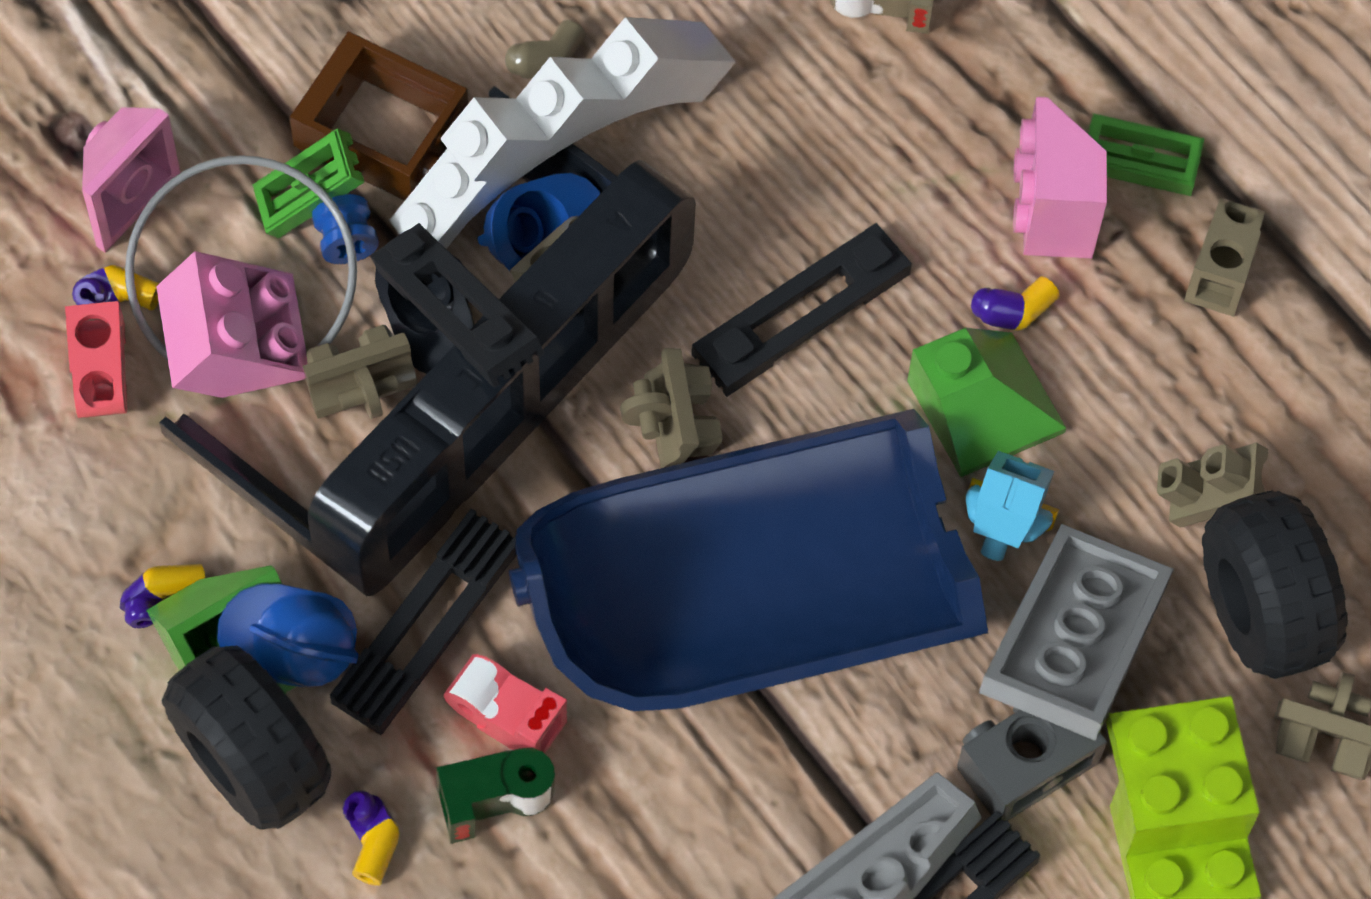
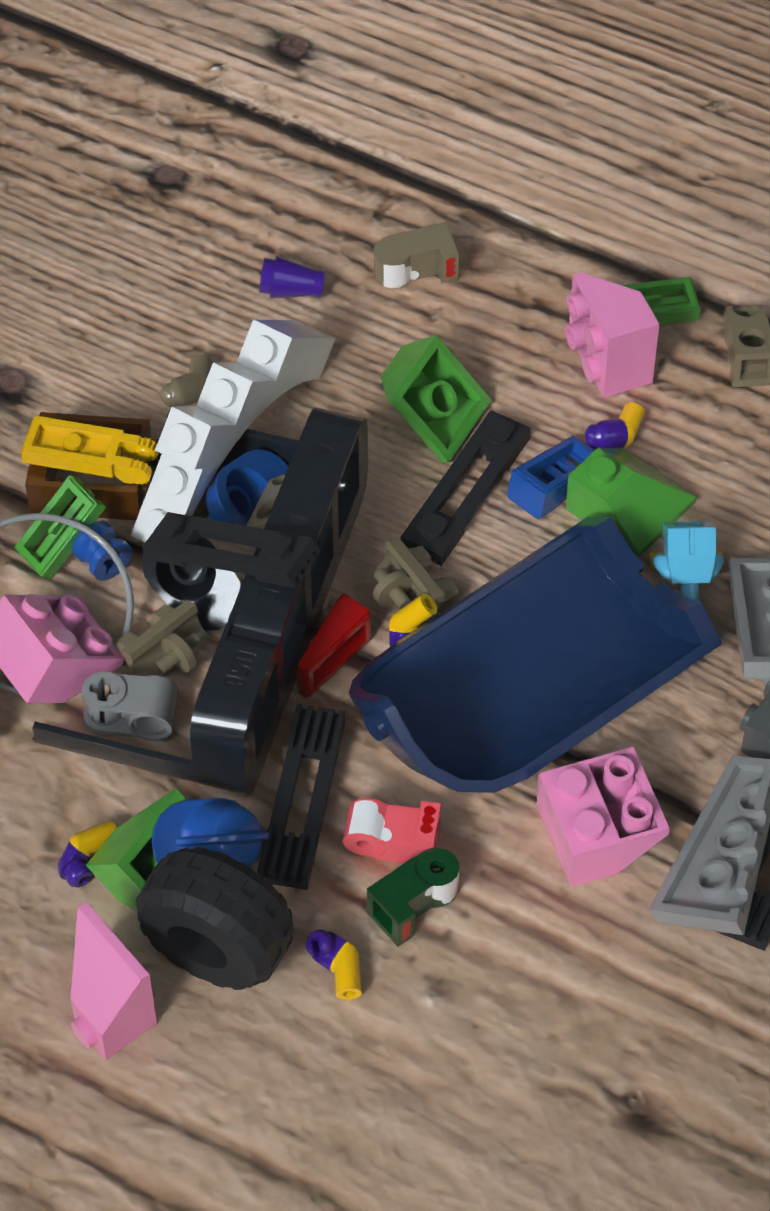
camera: 20 degrees left, 10 degrees down
(95, 768) = (108, 988): none -> bright pink slope
(288, 433) = (134, 705): none -> light grey piece
(371, 102) = (89, 449): none -> yellow hinge
(554, 447) = (336, 642): none -> red slope
(649, 454) = (411, 617): none -> yellow arm
(745, 784) = (600, 814): none -> bright pink slope
(814, 181) = (434, 395): none -> bright green slope
(875, 337) = (534, 493): none -> blue slope

